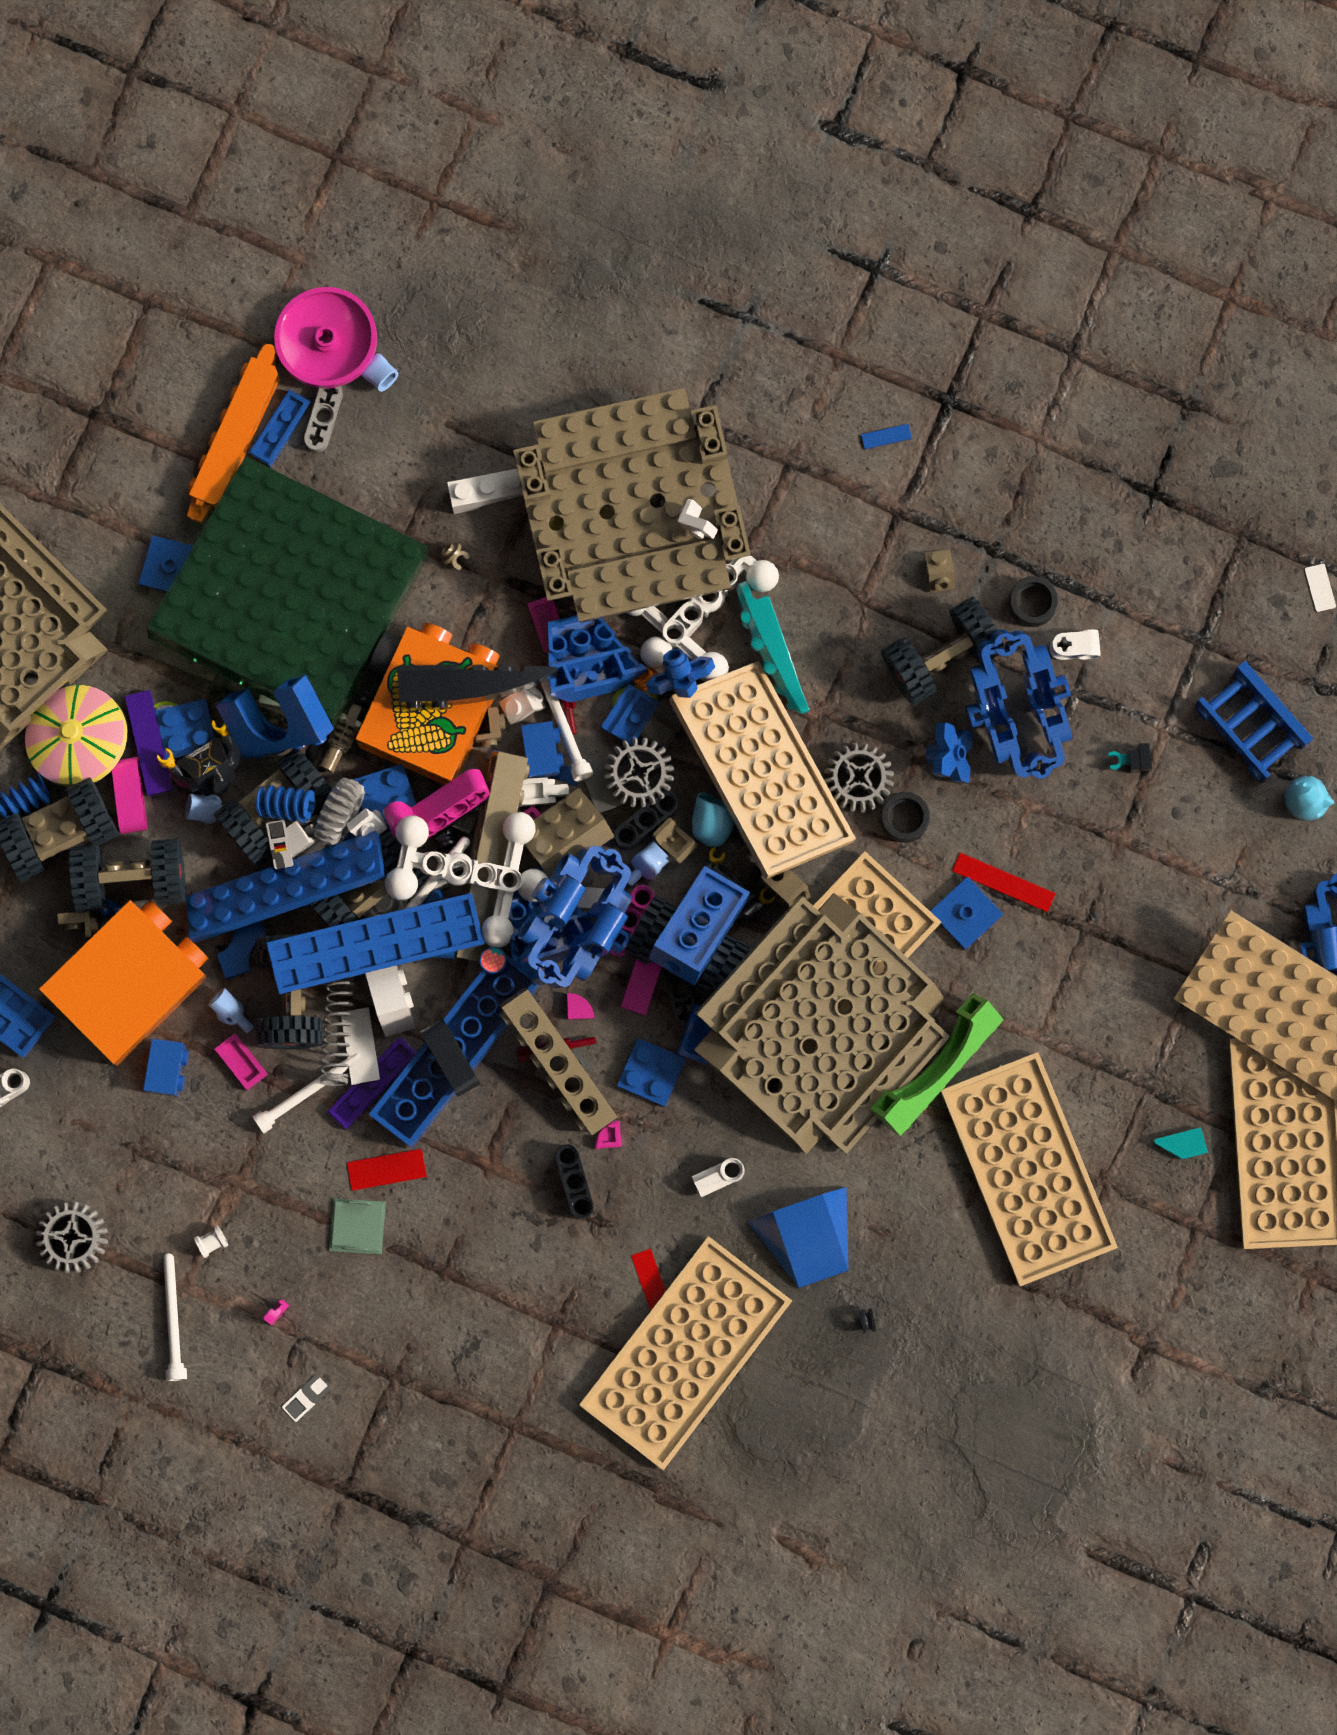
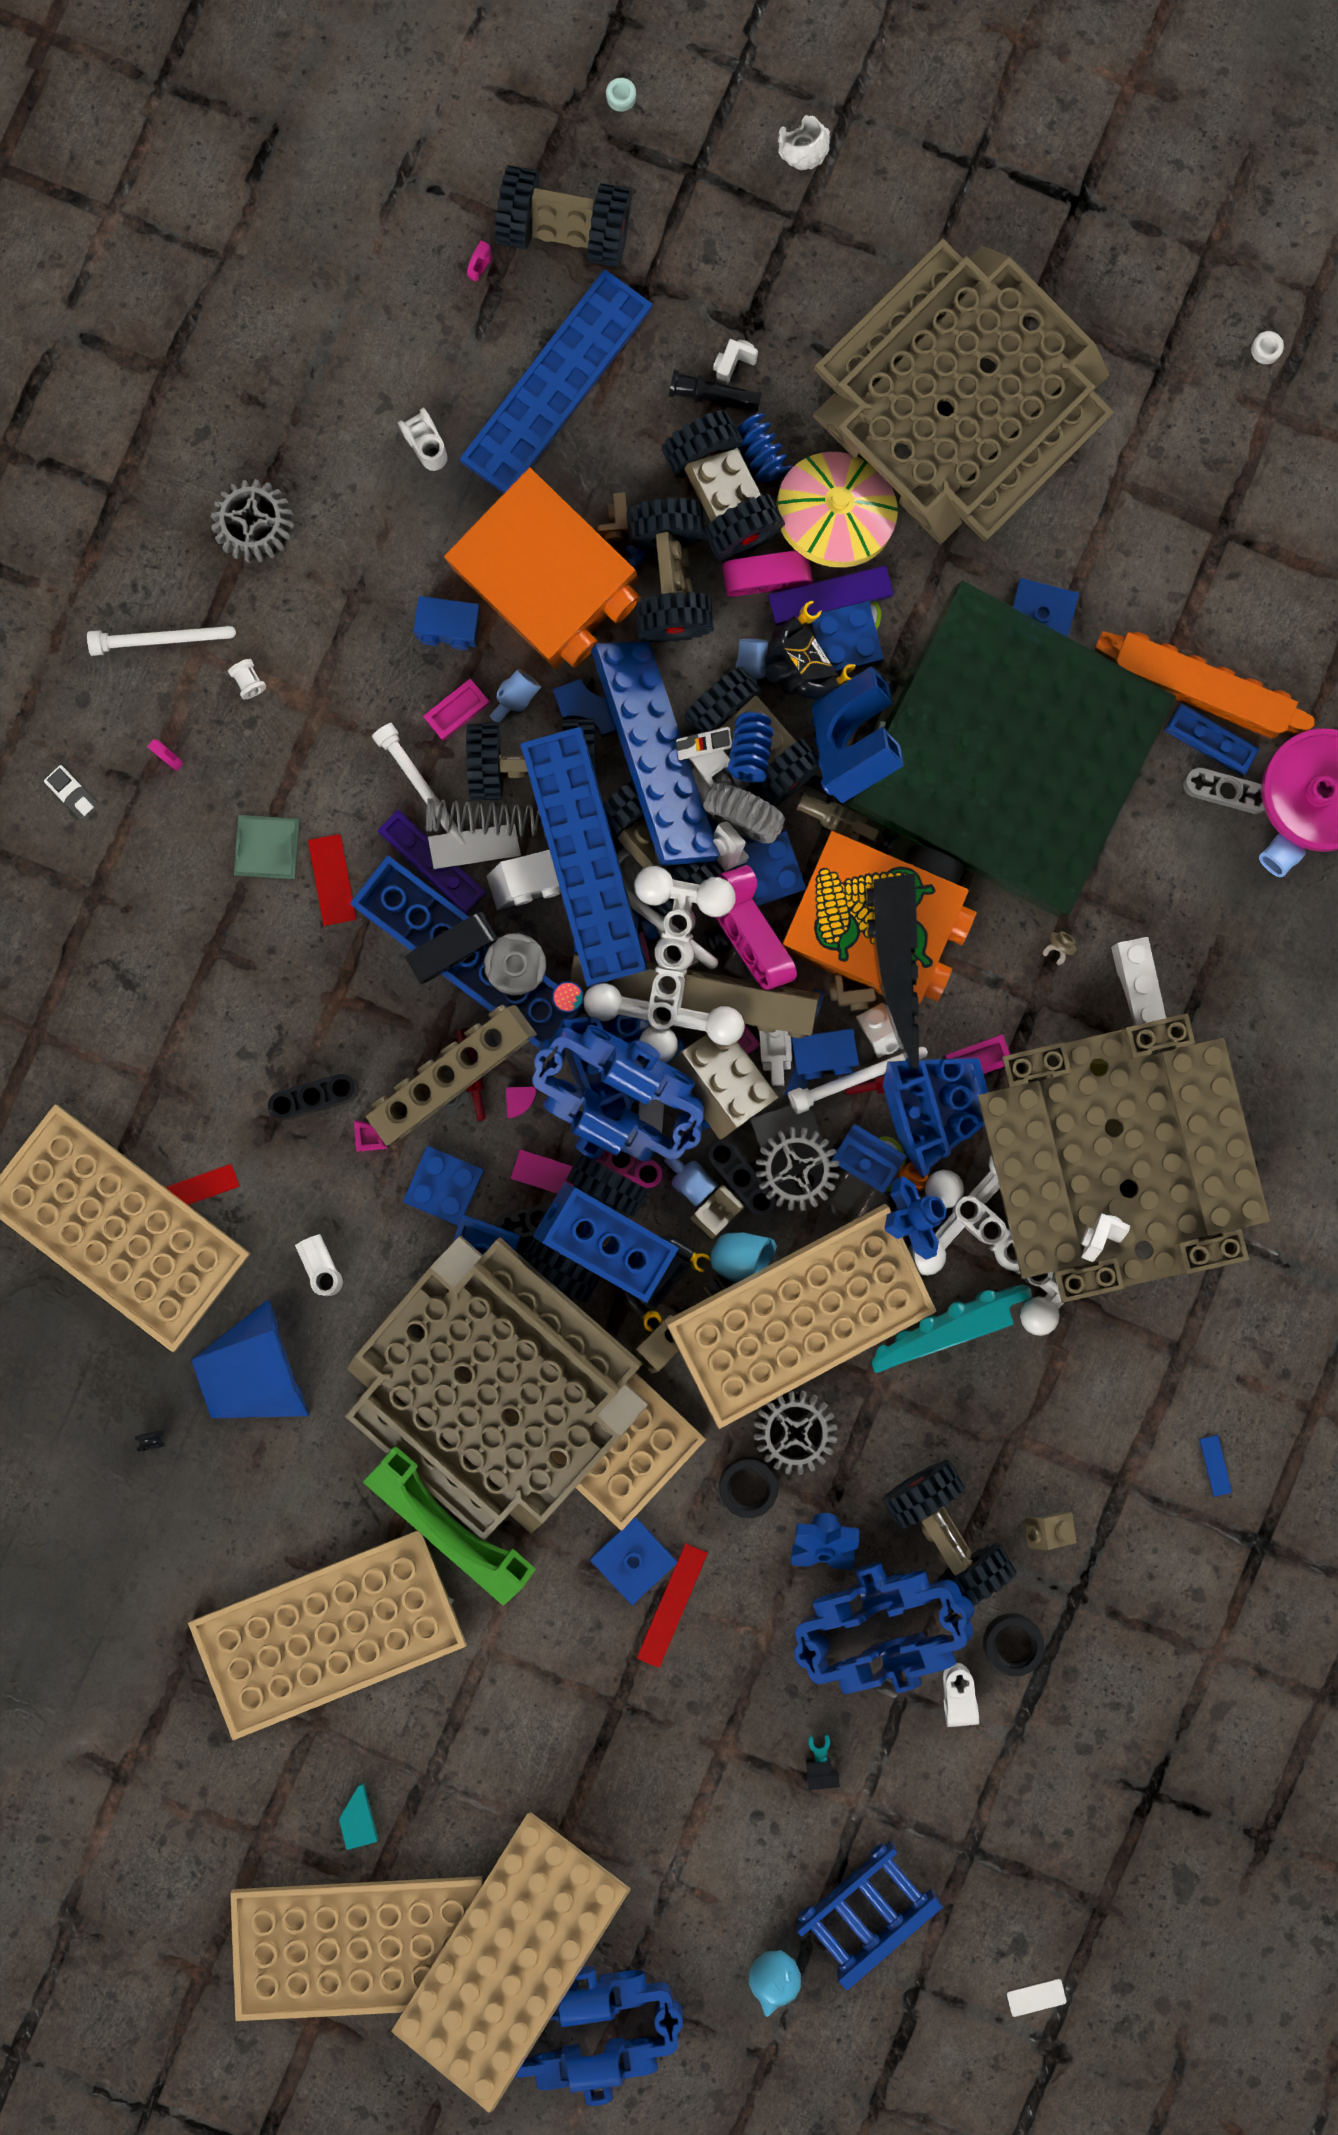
camera: 90 degrees right, 5 degrees up
(464, 1005) = (515, 964): none -> light grey tile

